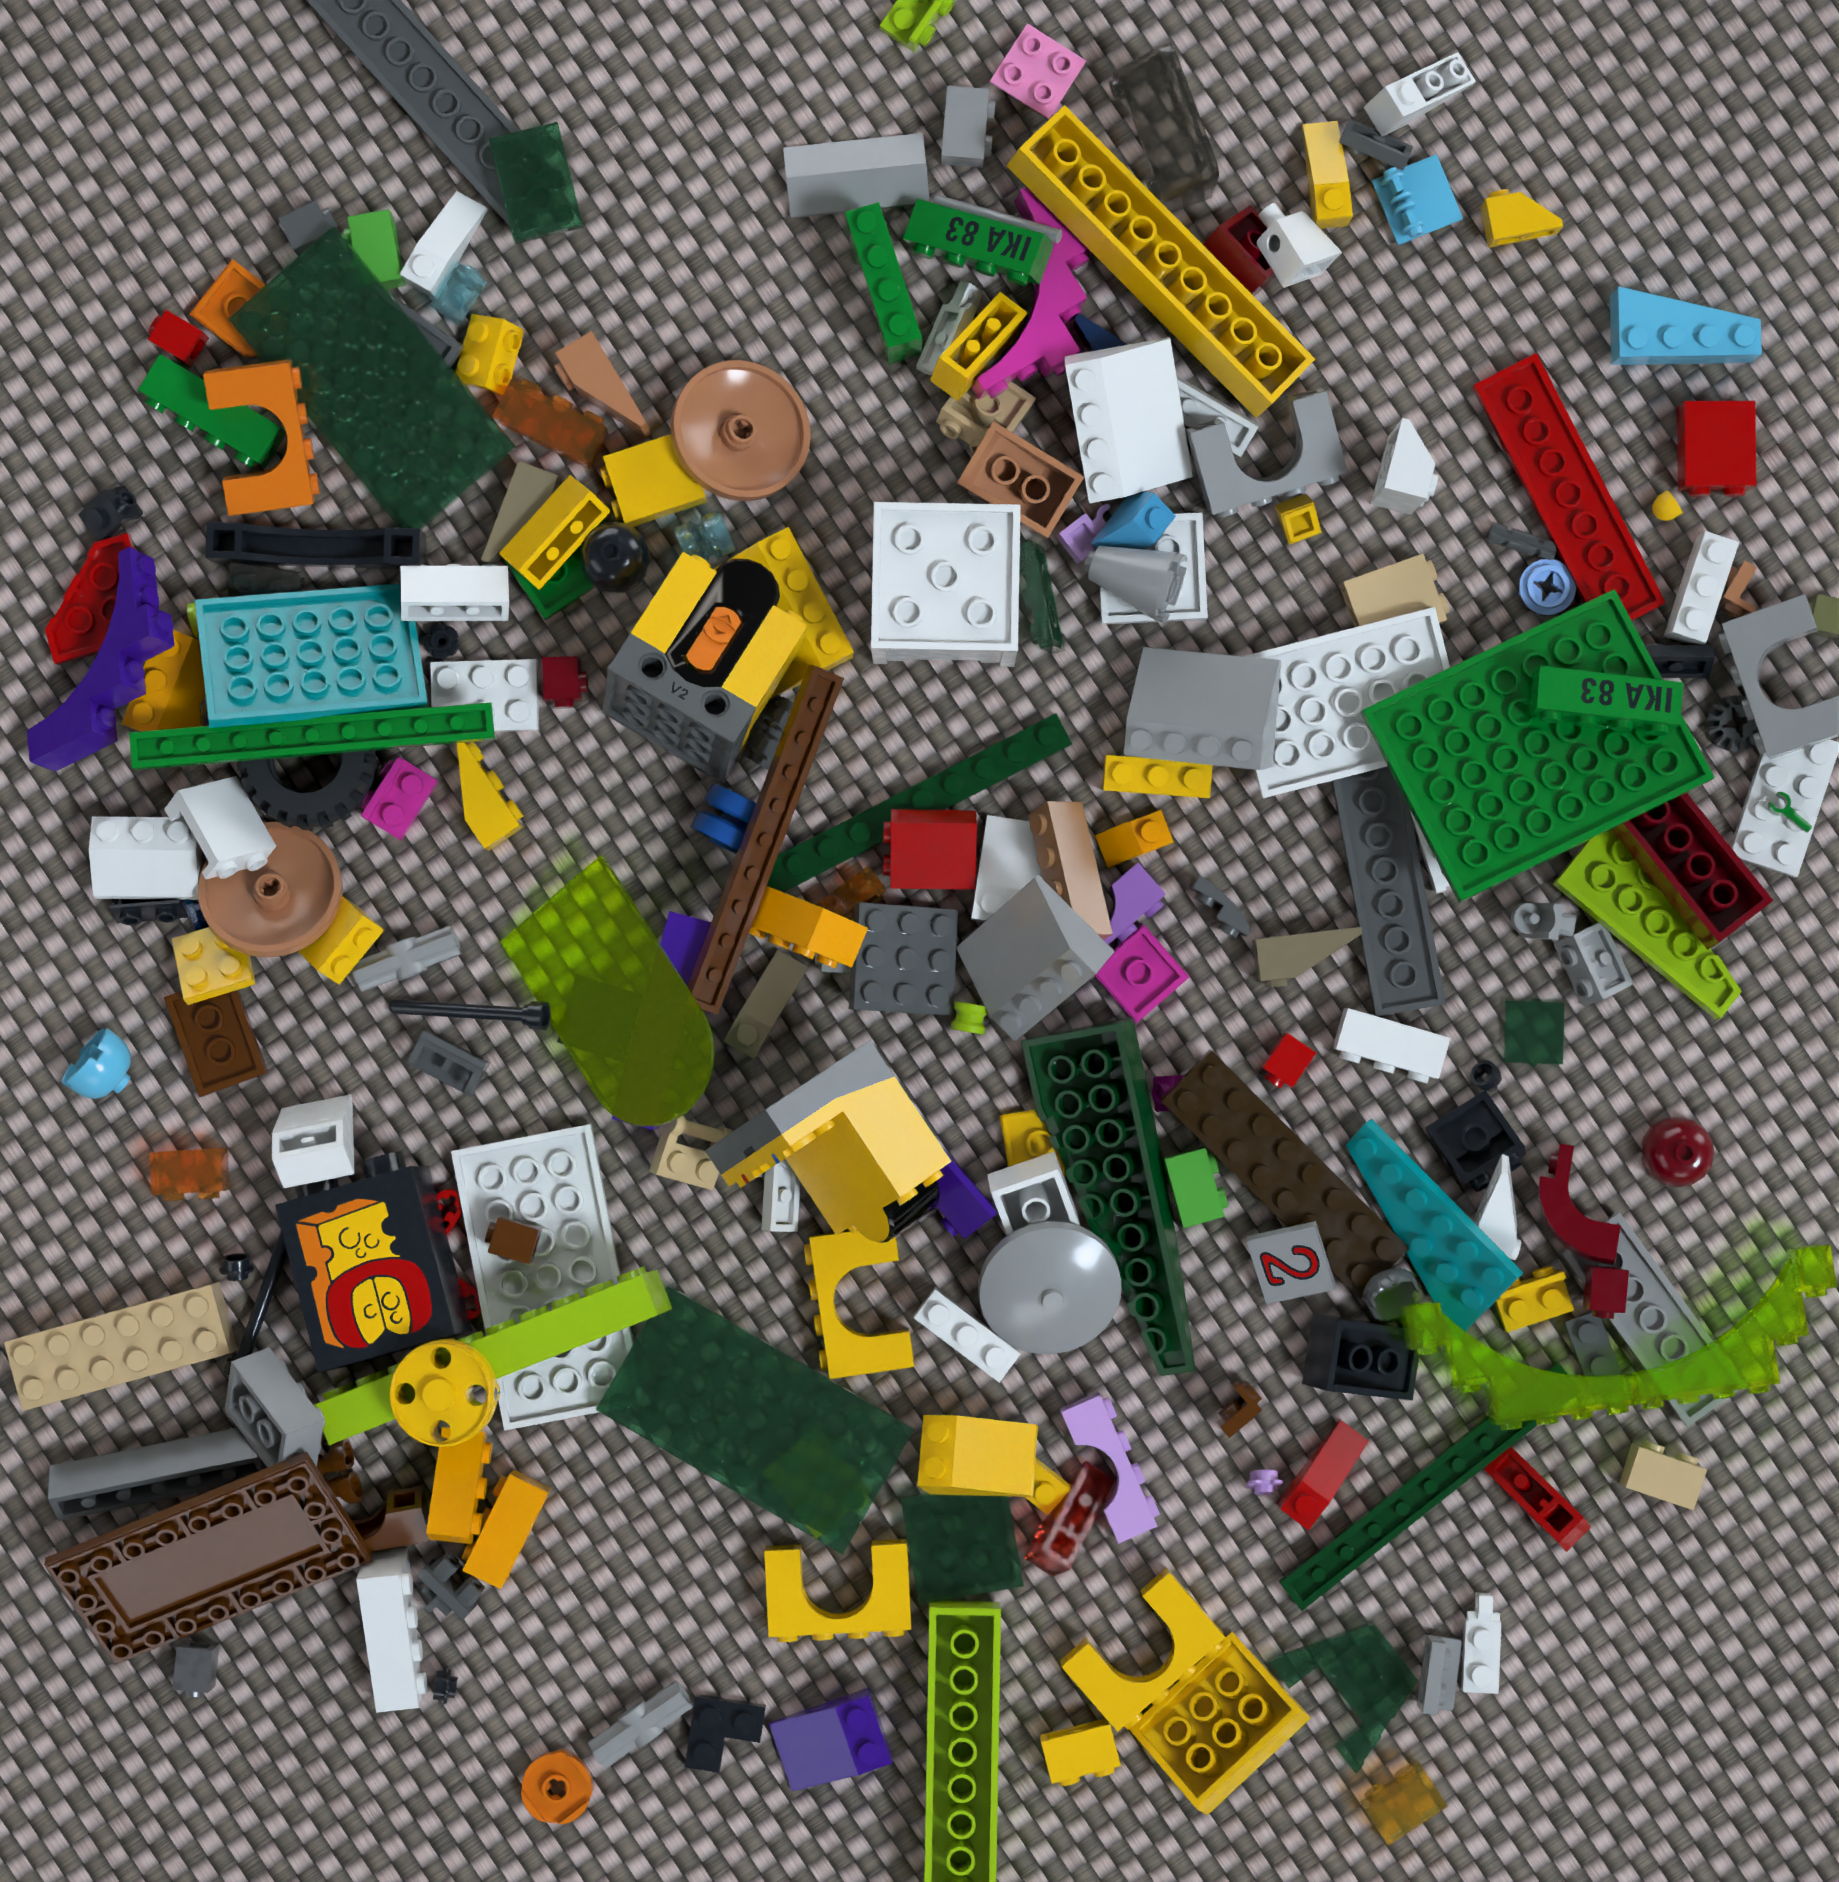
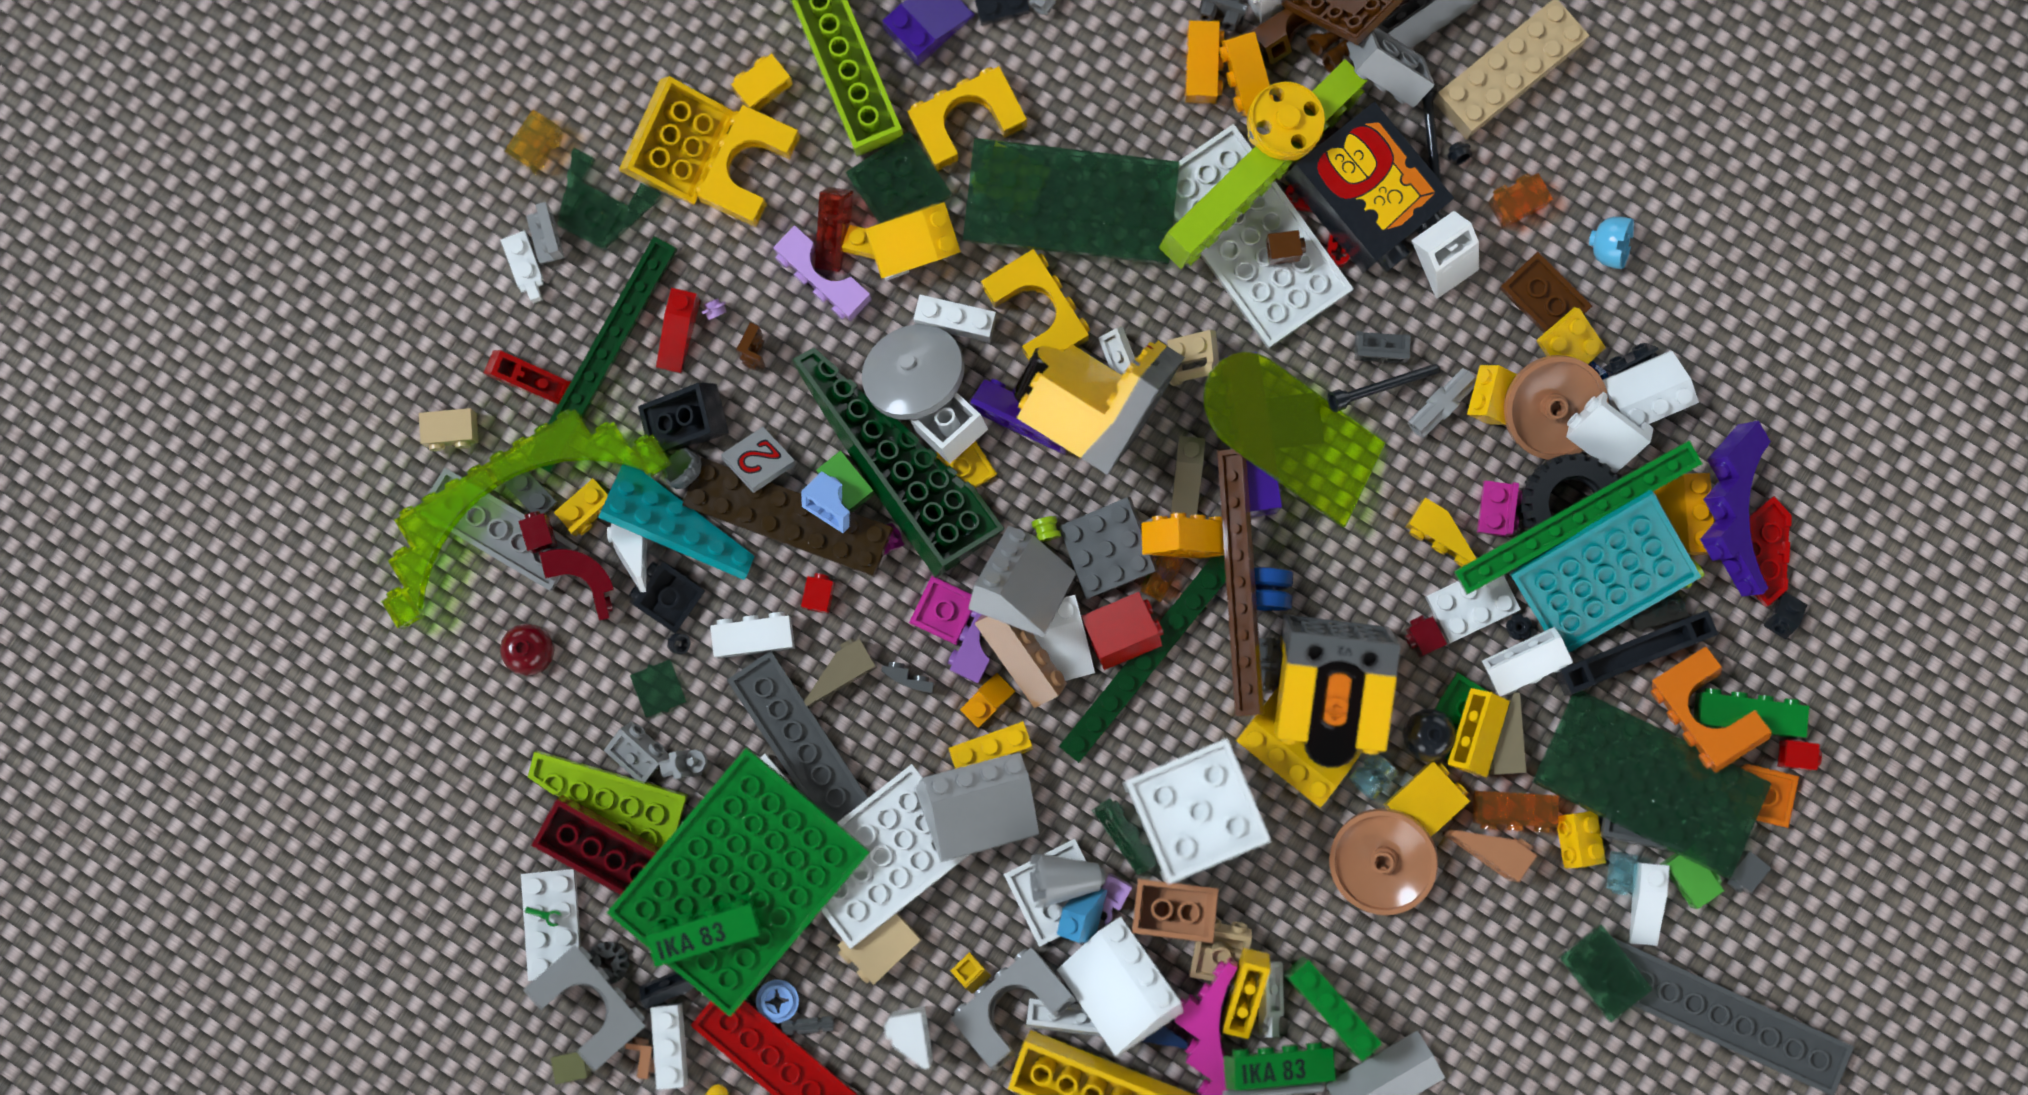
camera: 160 degrees right, 5 degrees down
(1233, 1171) = (824, 500): none -> light blue arch

